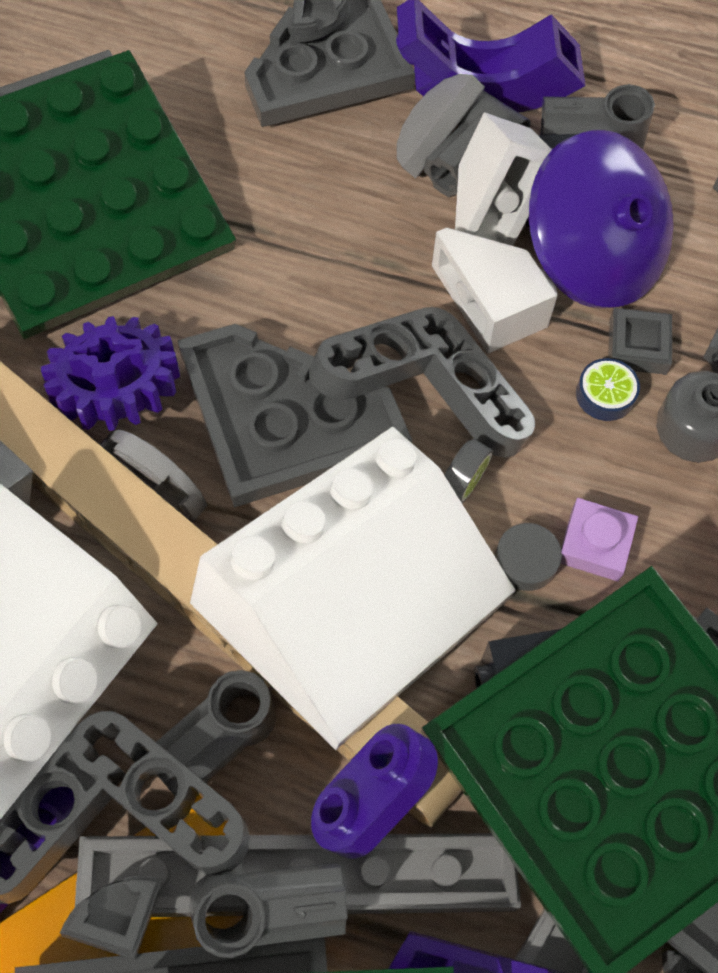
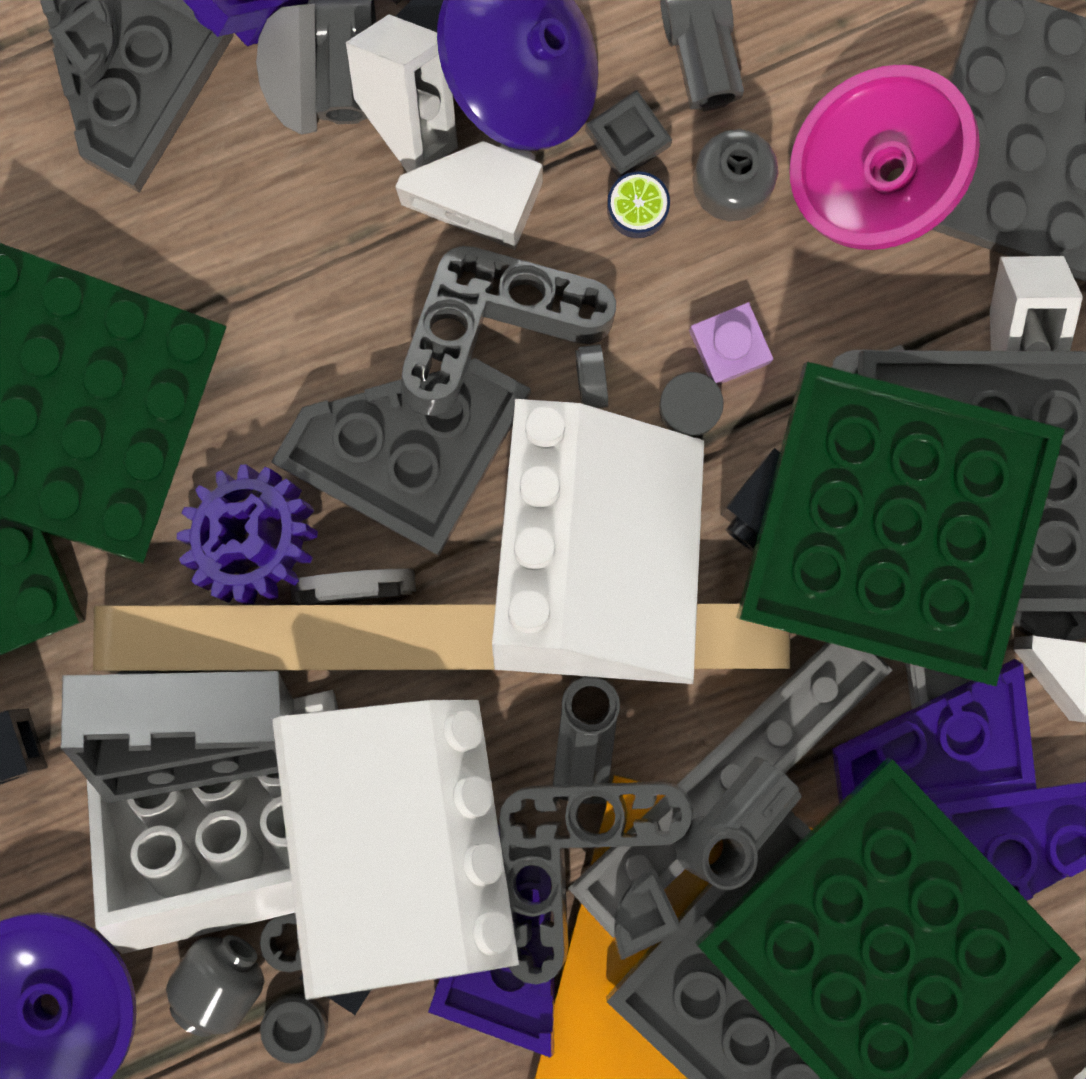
camera: 35 degrees left, 20 degrees up
(374, 791) = (742, 694): dark purple plate -> none

